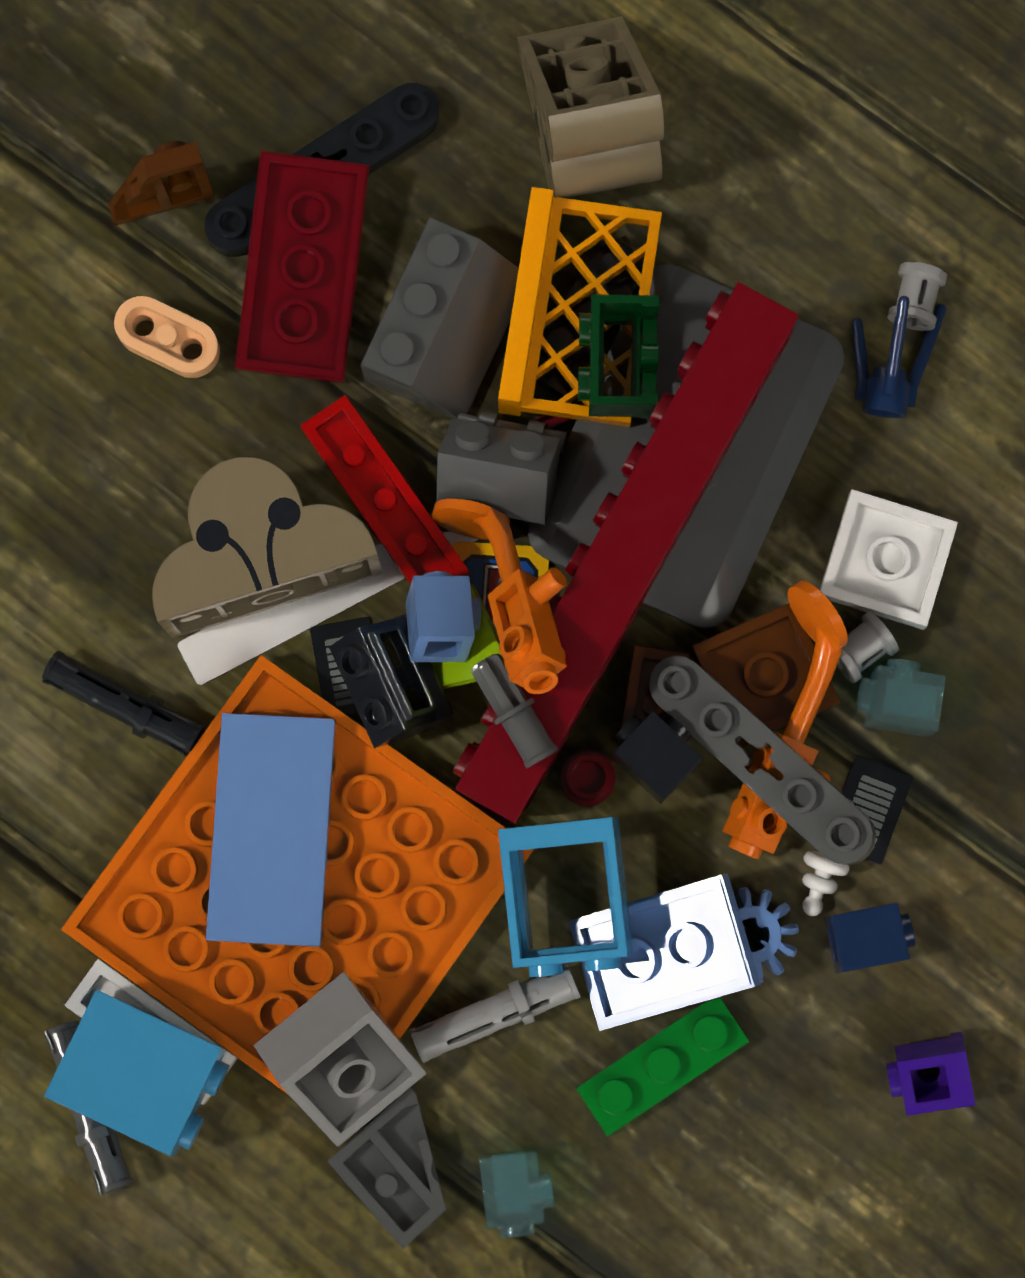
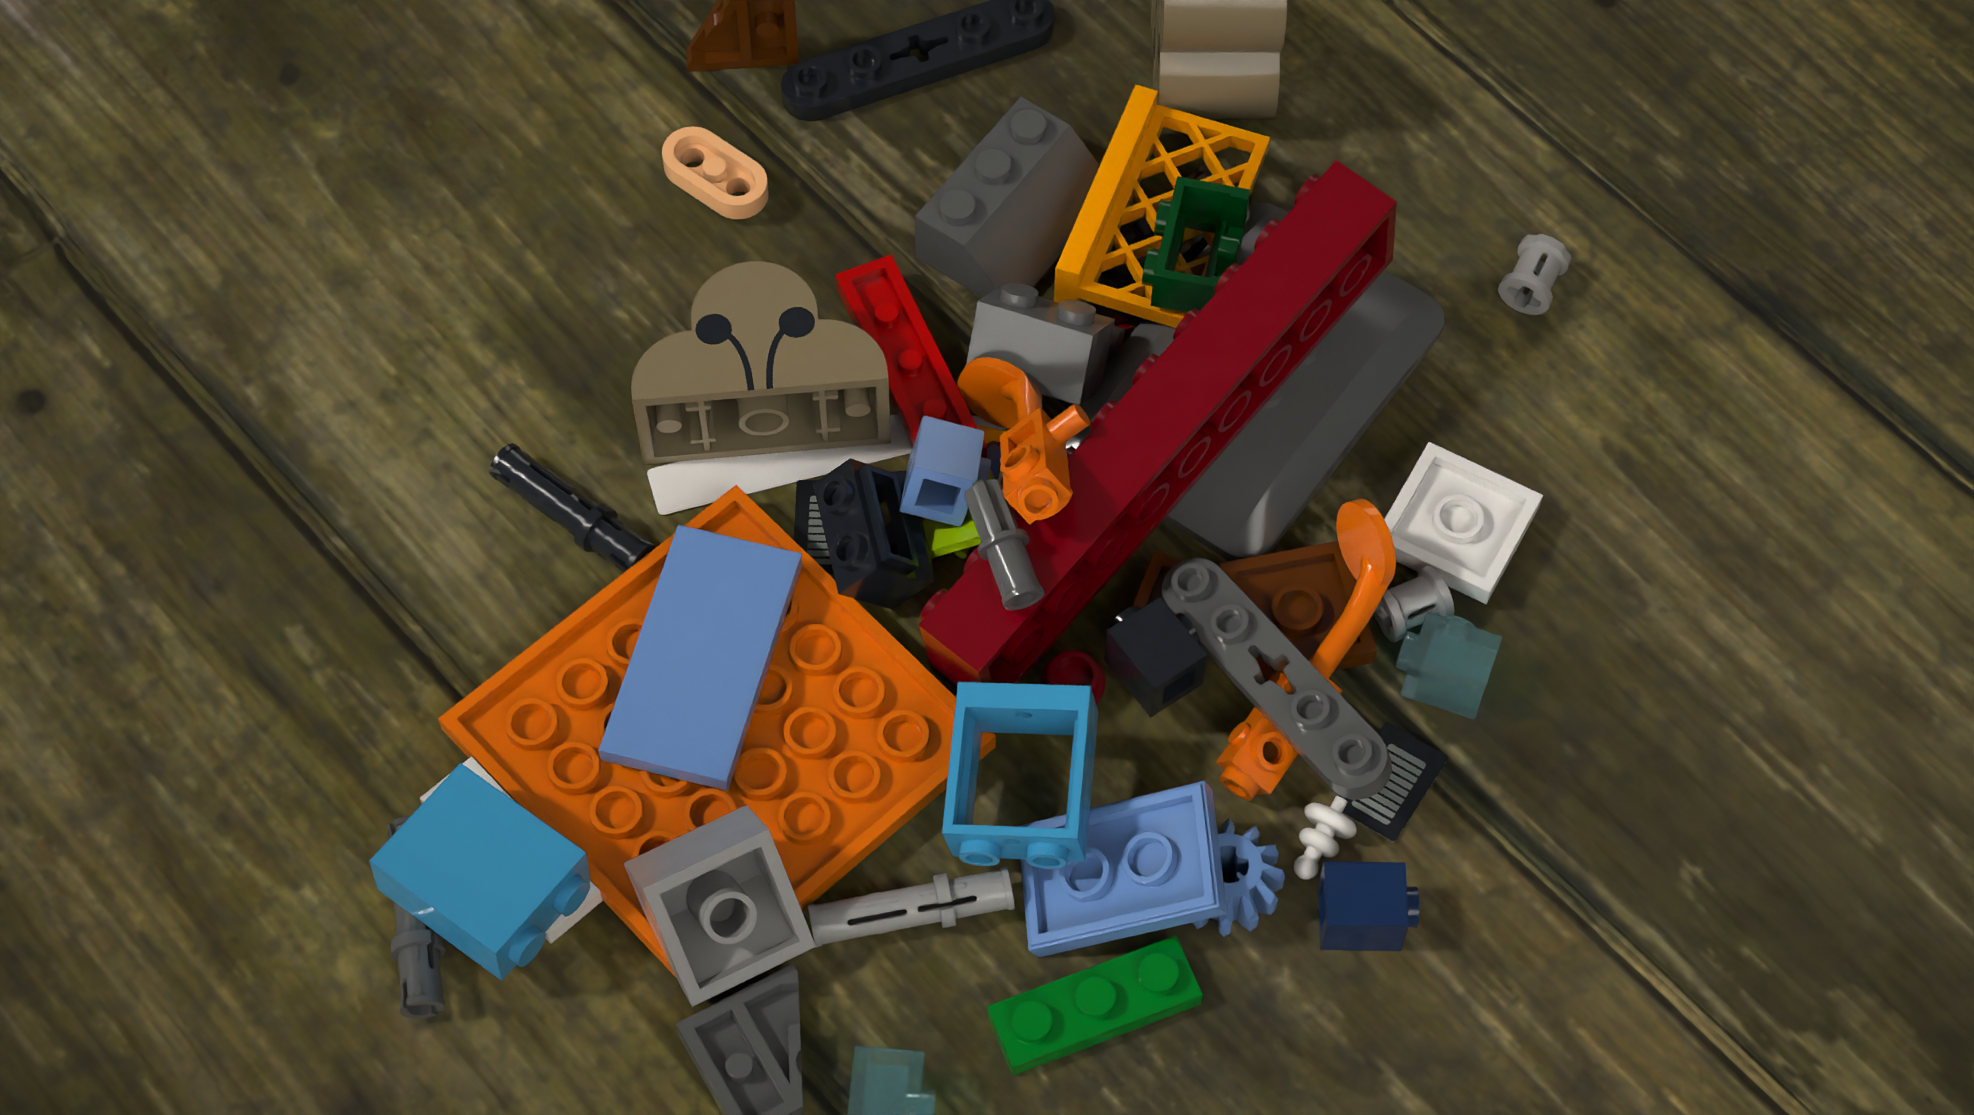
camera: 10 degrees right, 20 degrees down
(302, 267) = (874, 132): dark red tile -> none
(888, 392) = (1486, 358): dark blue plant -> none
(943, 1090) = (1441, 1063): dark purple brick -> none

